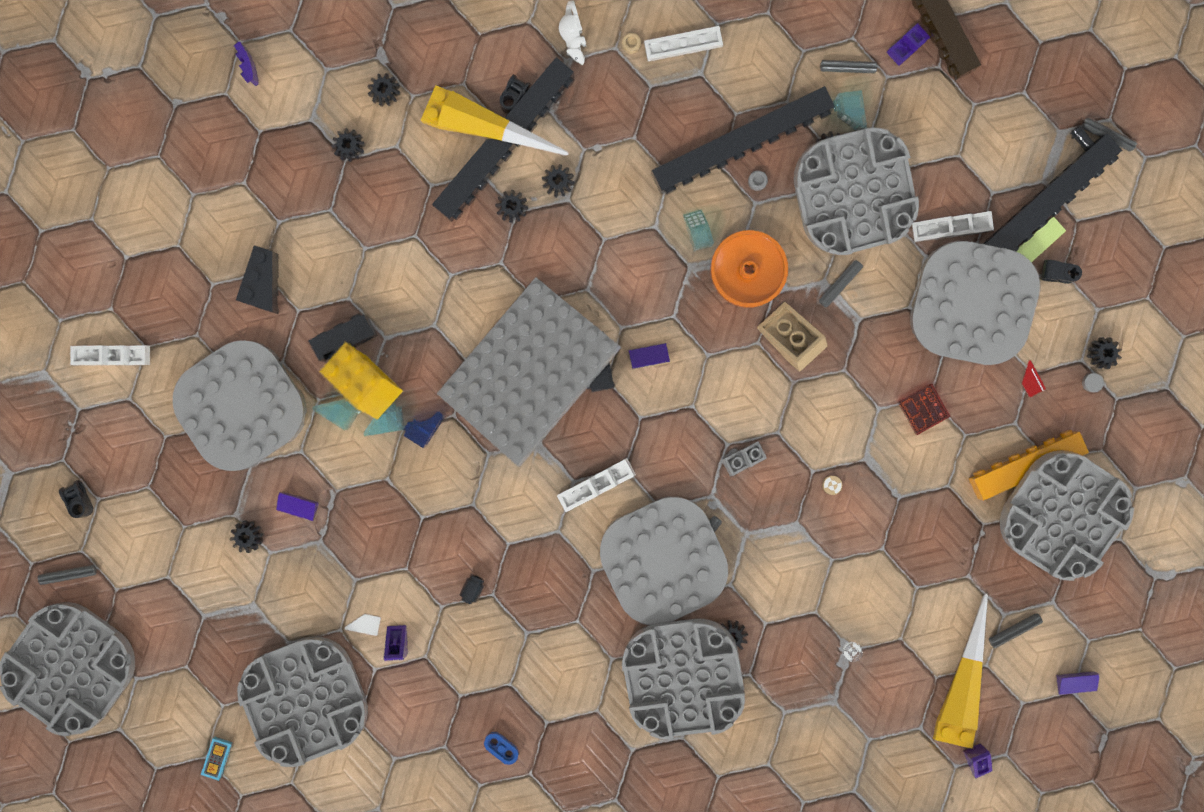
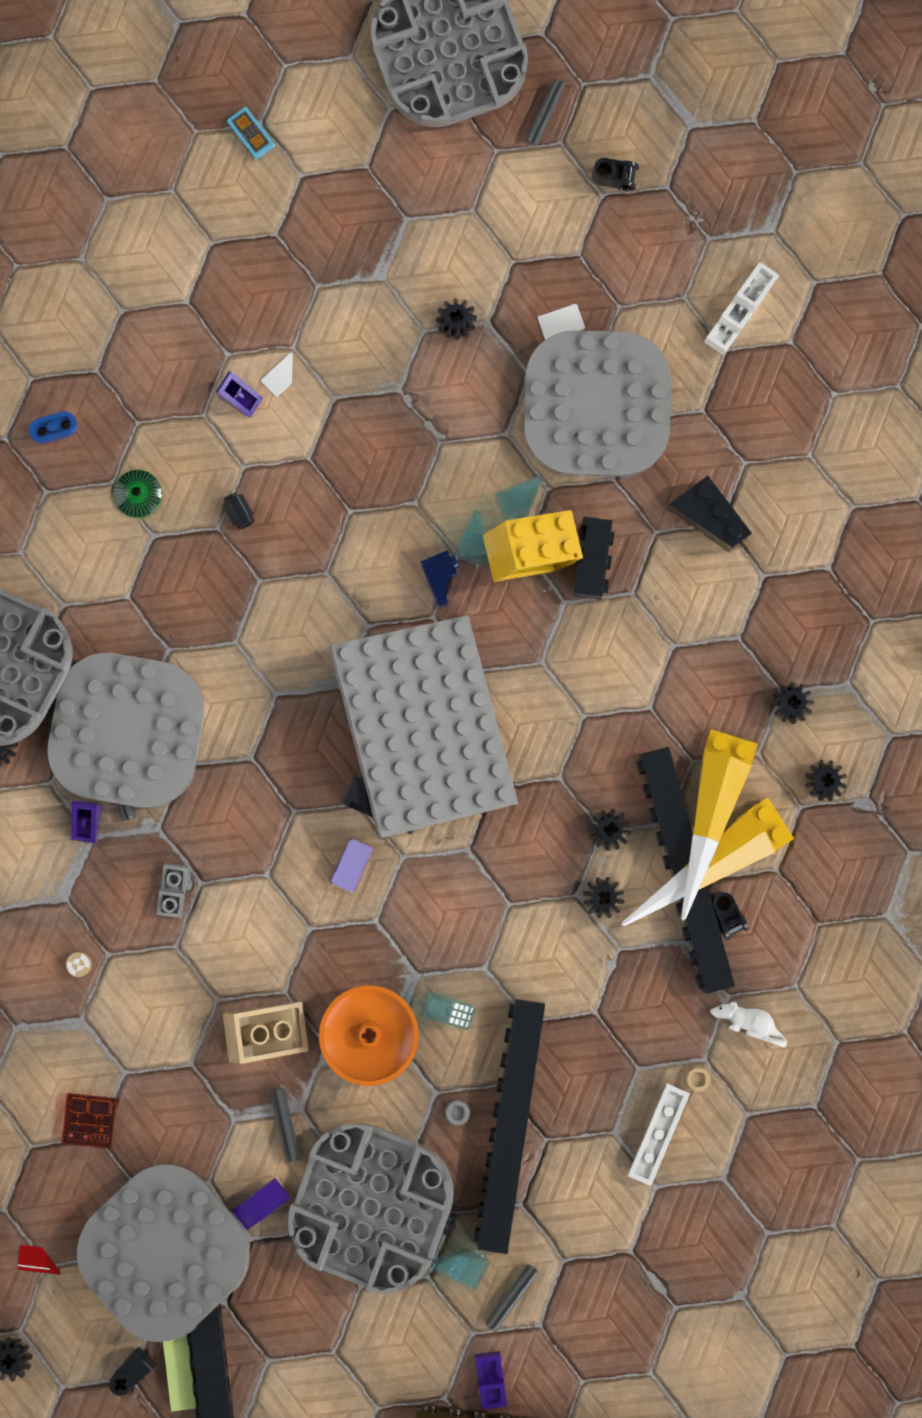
camera: 120 degrees right, 5 degrees down
(201, 468) = (561, 320): none -> white sticker
(296, 506) = (452, 391): dark purple slope -> none
(303, 701) = (246, 260): light grey plate -> none
(428, 156) = (722, 777): none -> yellow plate
(507, 653) = (145, 502): none -> dish
(596, 485) = (255, 715): white slope -> none
(739, 545) = (85, 821): none -> dark purple slope
(900, 263) = (261, 1203): none -> dark purple slope
(952, 226) = (261, 1289): white slope -> none

